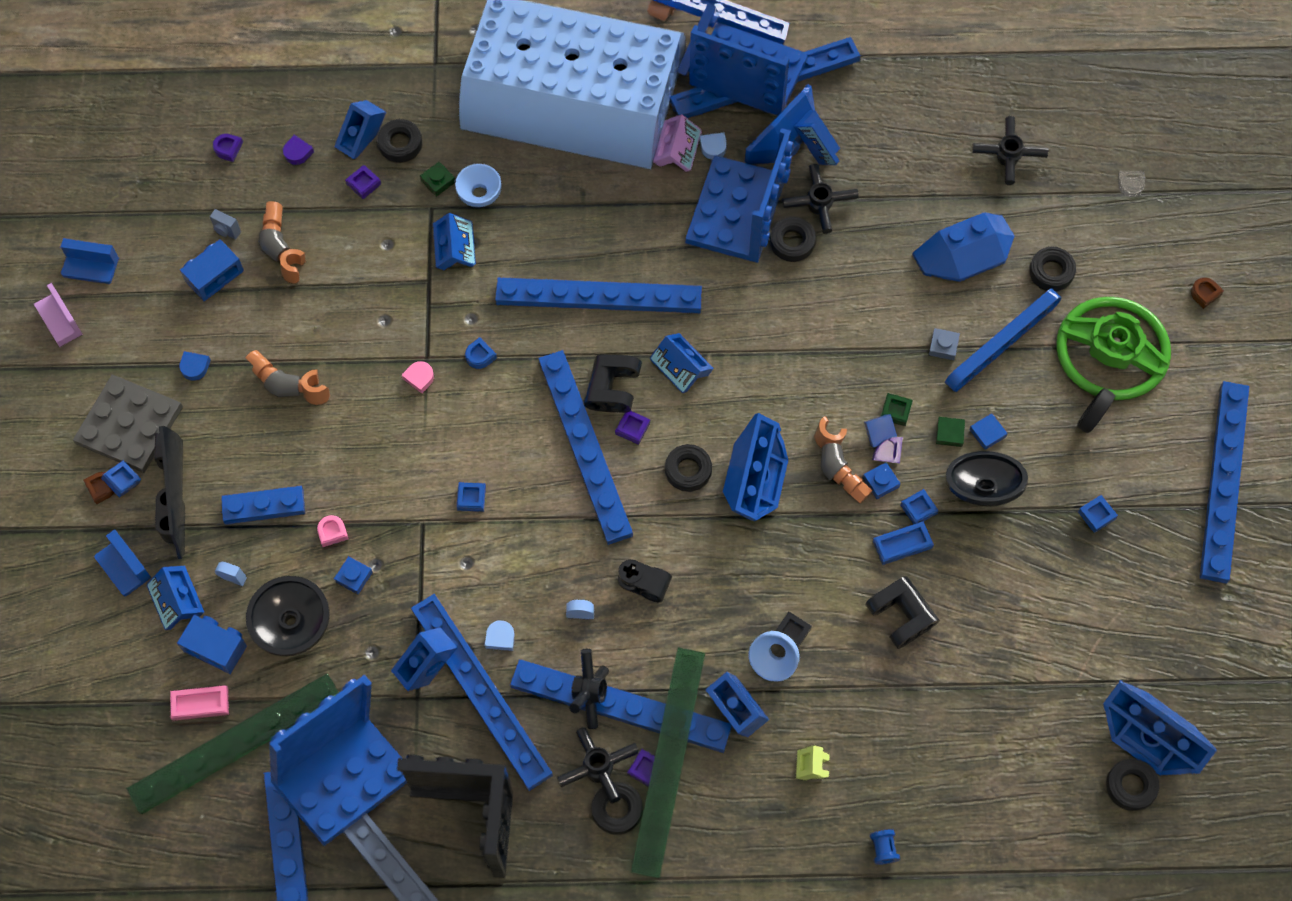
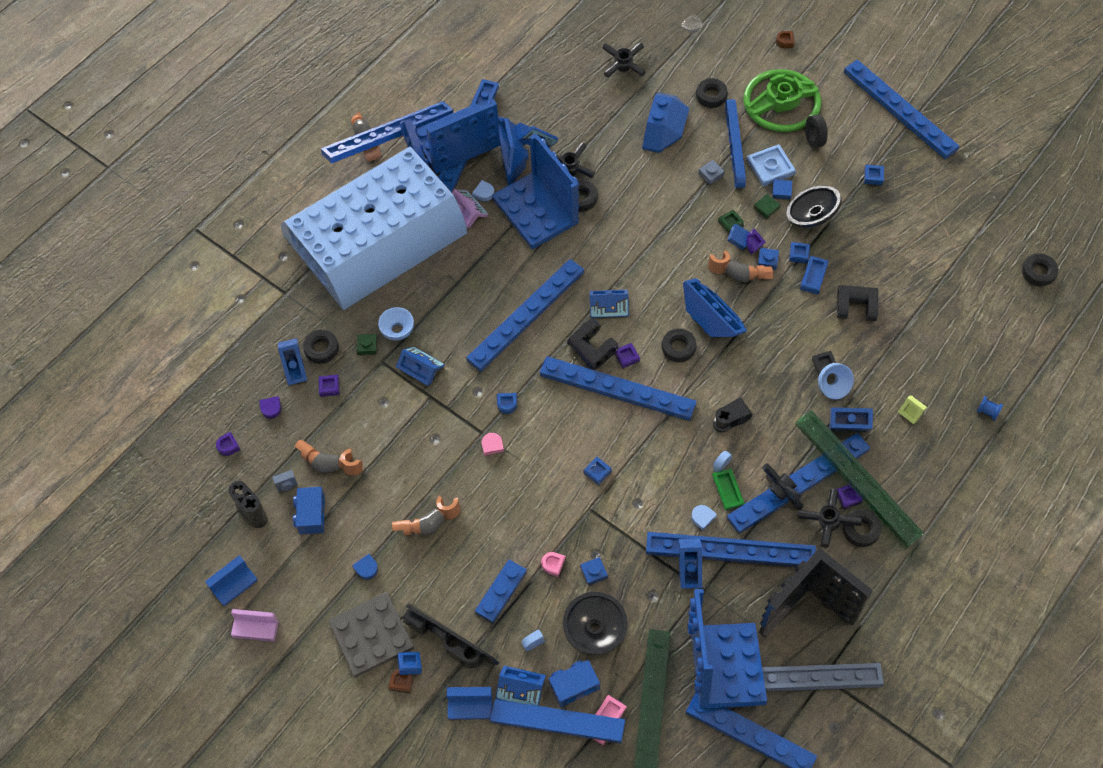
camera: 50 degrees left, 5 degrees down
(161, 659) = (558, 721): none -> blue tile
(168, 221) = (248, 504): none -> black connector
(552, 638) = (728, 489): none -> green tile
(1011, 398) = (771, 165): none -> light blue tile
(1155, 732) = (1023, 237): blue wedge -> none

